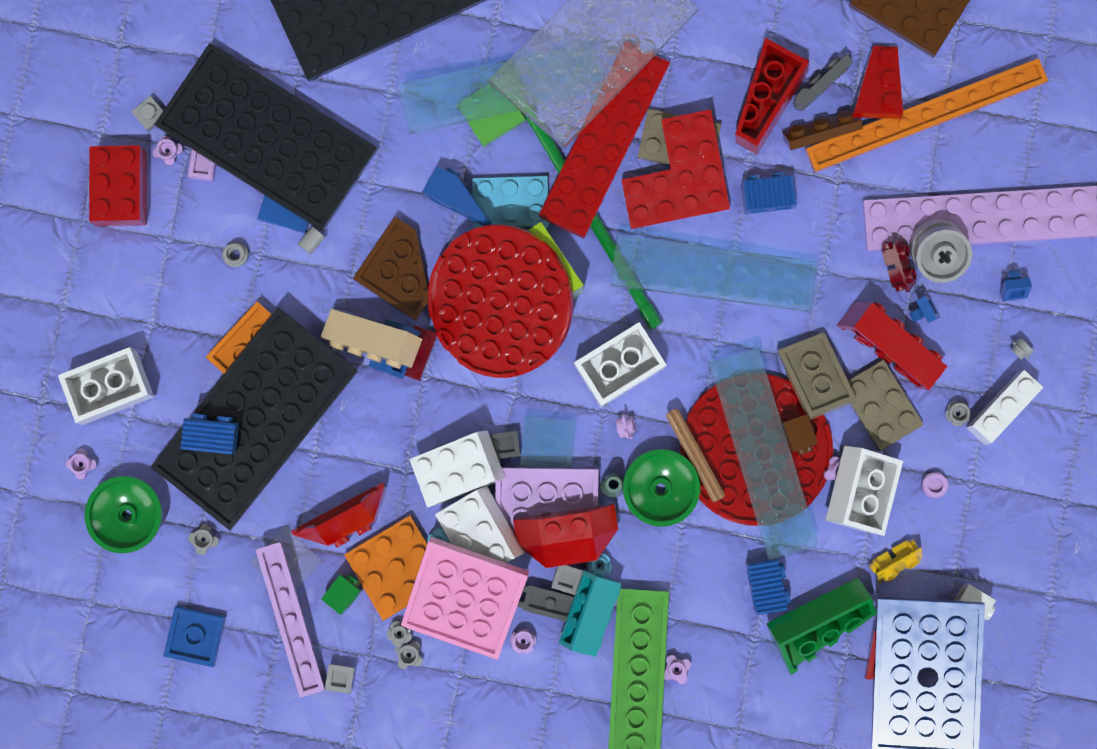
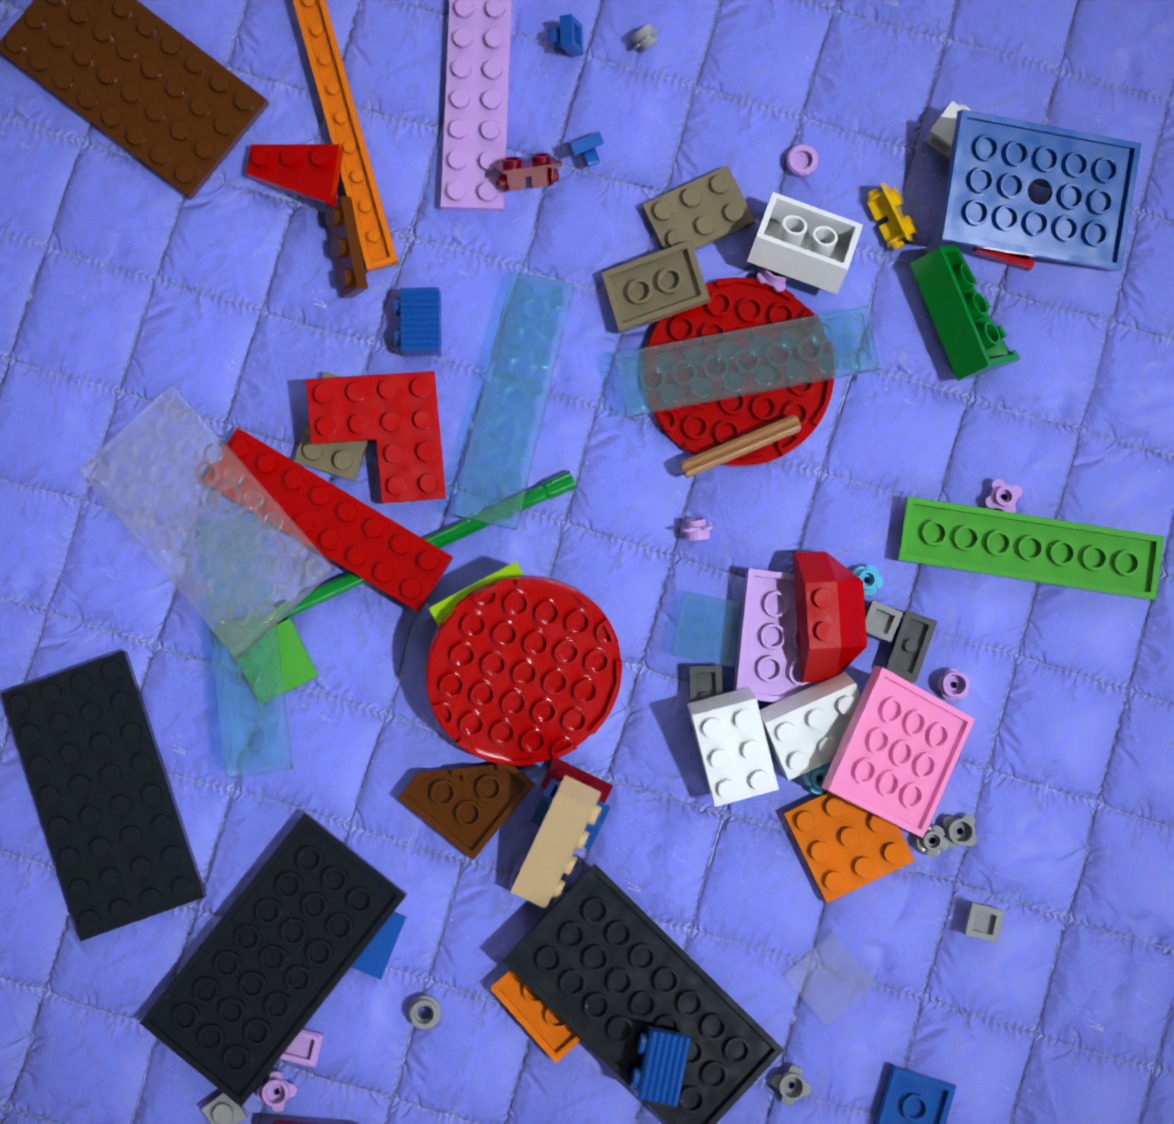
camera: 85 degrees left, 0 degrees up
(290, 619) = (904, 980): lavender plate -> none
(311, 240) = (417, 910): light grey hinge -> none
(342, 593) = (876, 909): green brick -> none
(345, 519) = (783, 899): red wedge -> none
(452, 193) = (375, 720): blue slope -> none
(512, 199) = (394, 649): medium azure plate -> none
(590, 613) = (928, 596): teal brick -> none
(606, 490) = (762, 559): sand green cone -> none
(620, 365) = (619, 527): white brick -> none
(680, 484) = (792, 473): green dish -> none
(767, 586) = (911, 375): blue brick -> none
(770, 92) = (284, 301): red wedge -> none
(799, 434) = (728, 313): reddish brown brick -> none
(822, 83) = (286, 241): dark grey hinge -> none
(893, 343) = (624, 189): red wedge -> none
(940, 250) = (515, 117): light grey wheel -> none
(964, 411) = (717, 114): light grey plate -> none
(1004, 407) = (716, 65): white brick -> none

